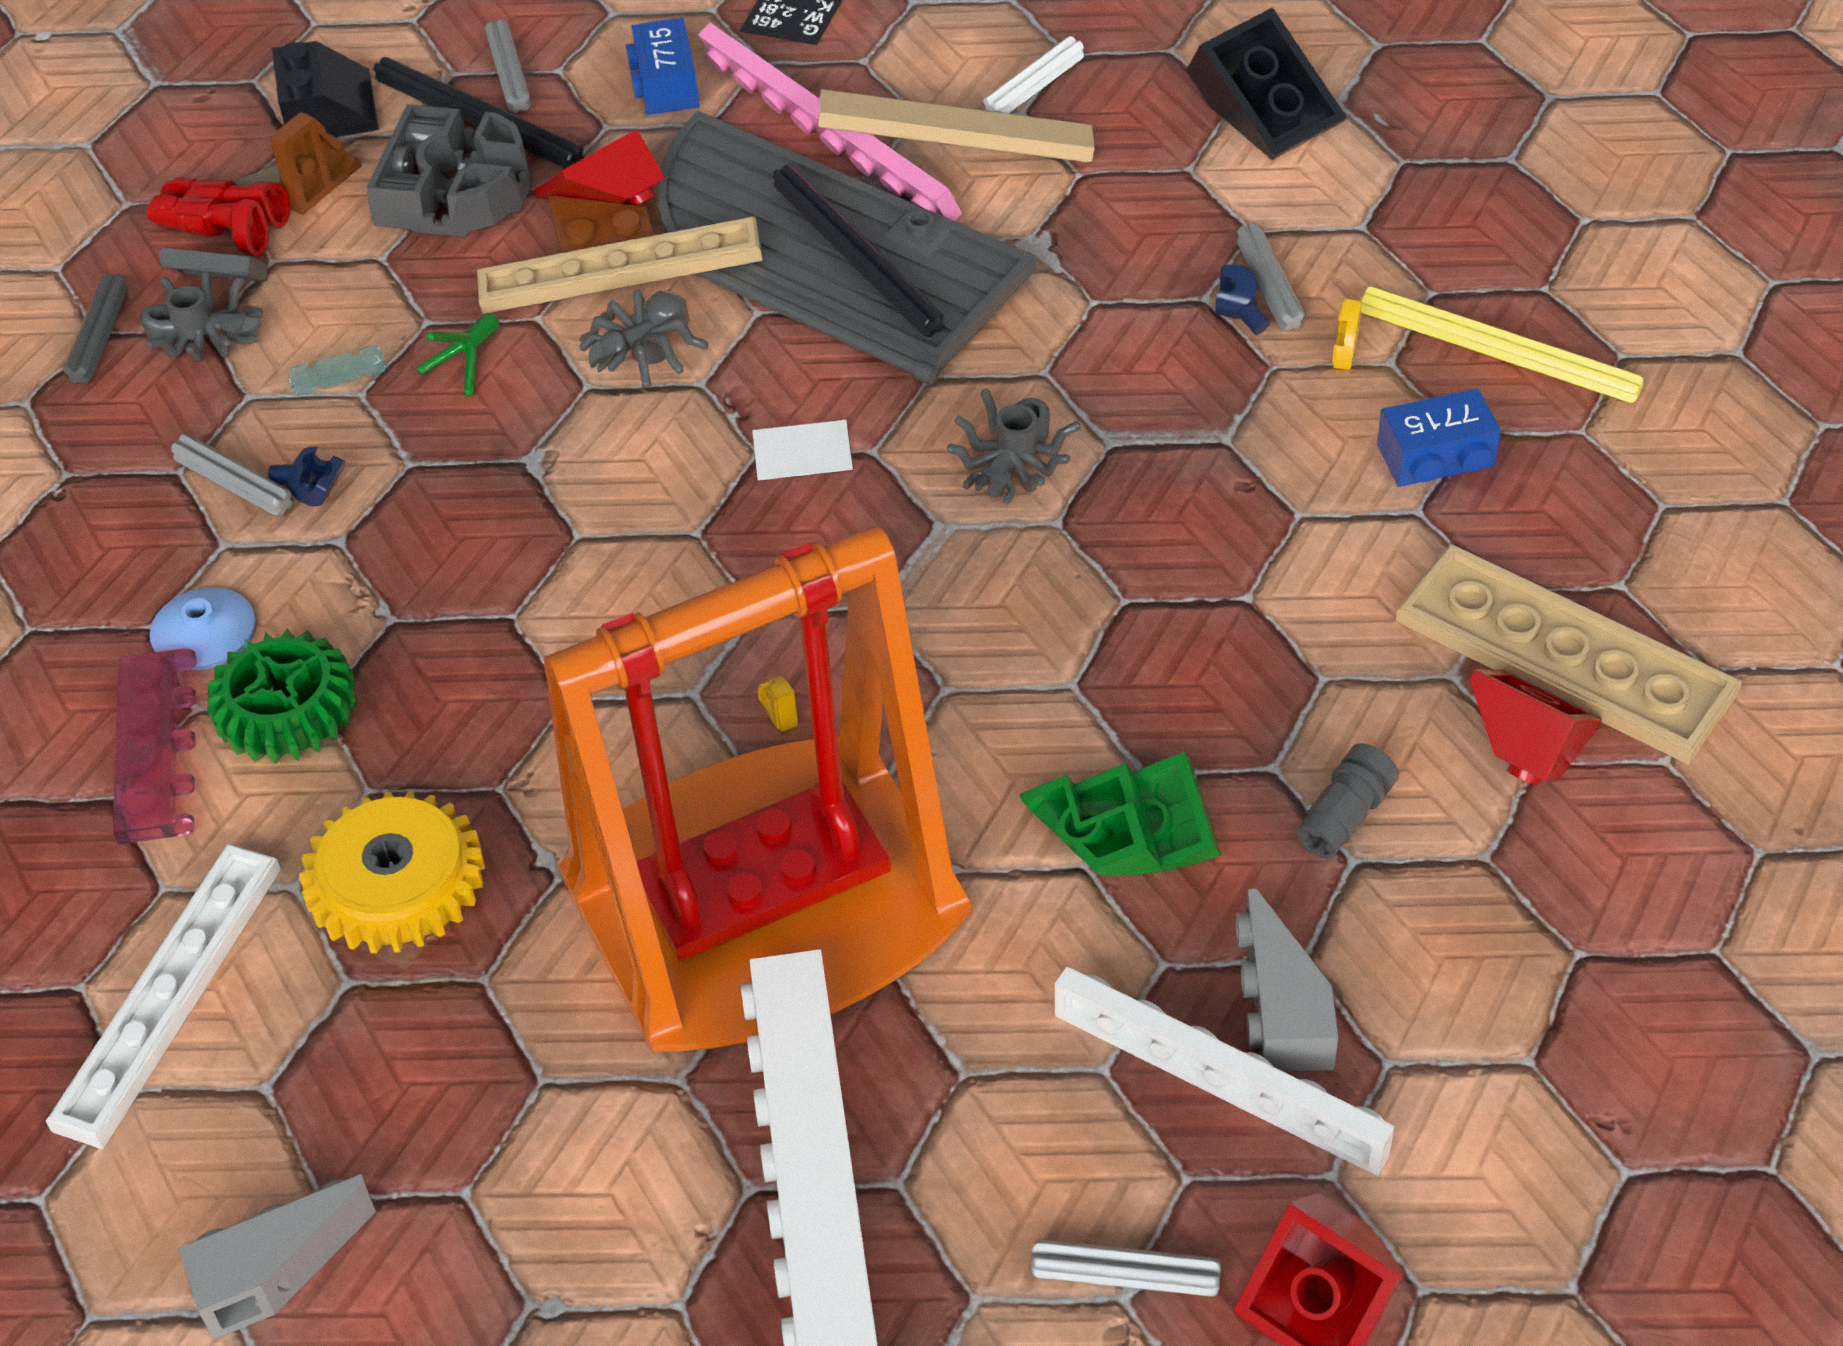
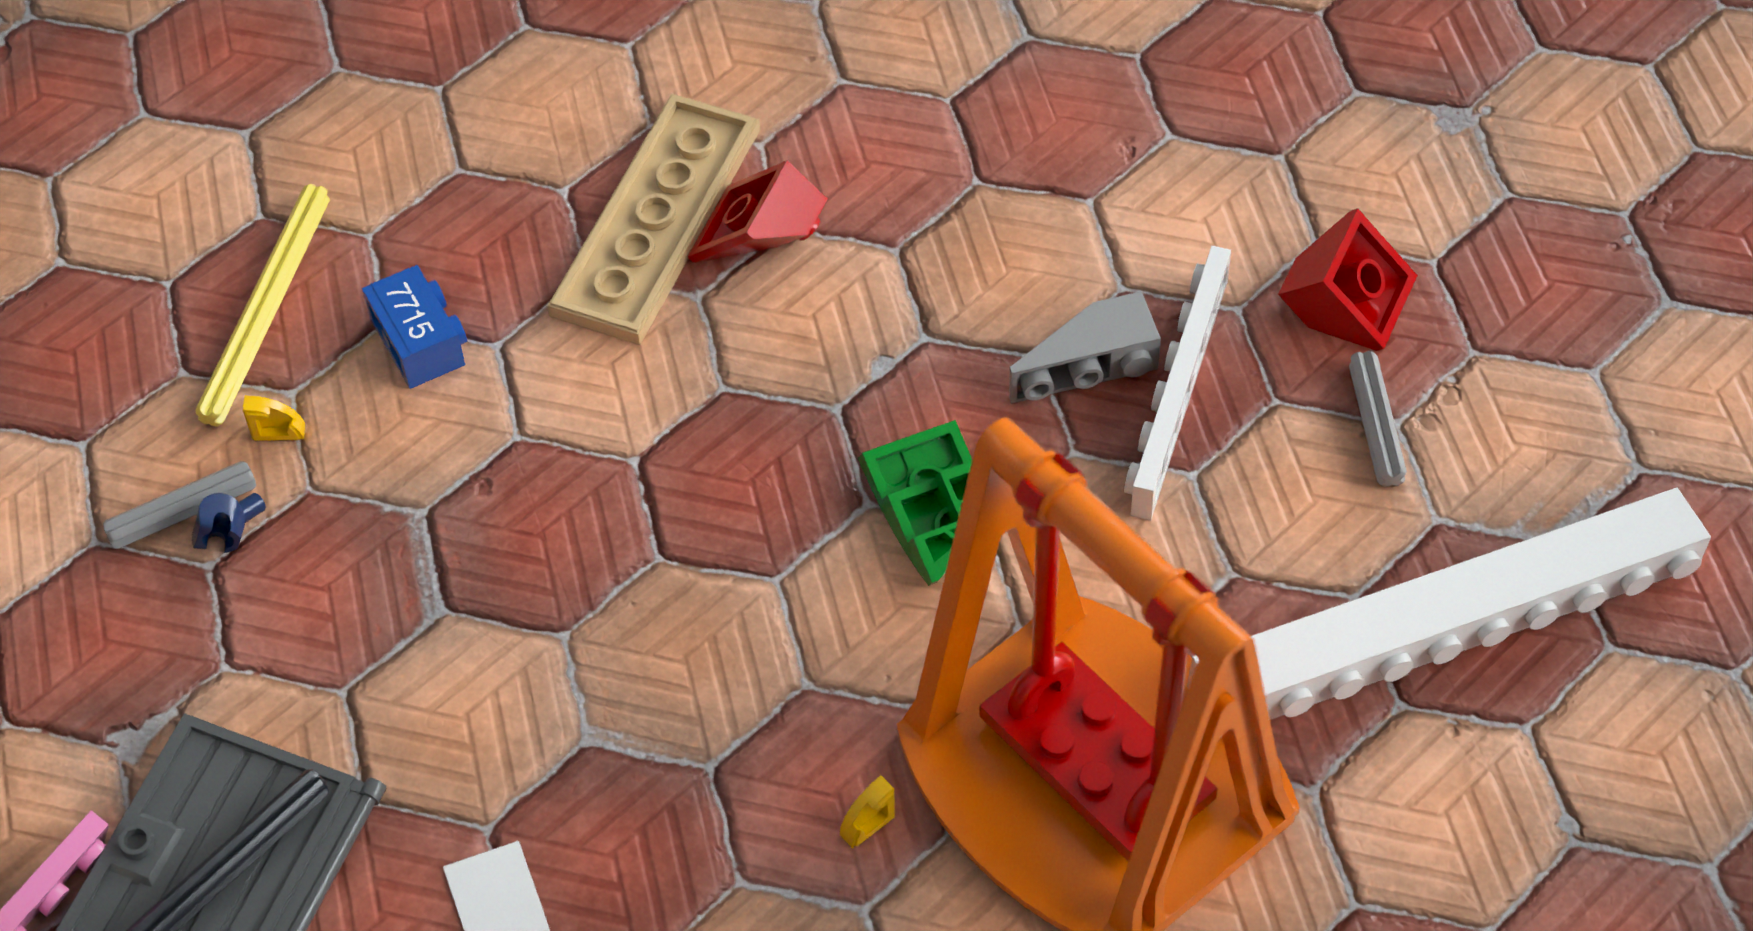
camera: 105 degrees left, 5 degrees up
(1019, 435) = (467, 676): dark grey animal -> none
(1356, 787) = (876, 336): dark grey axle -> none

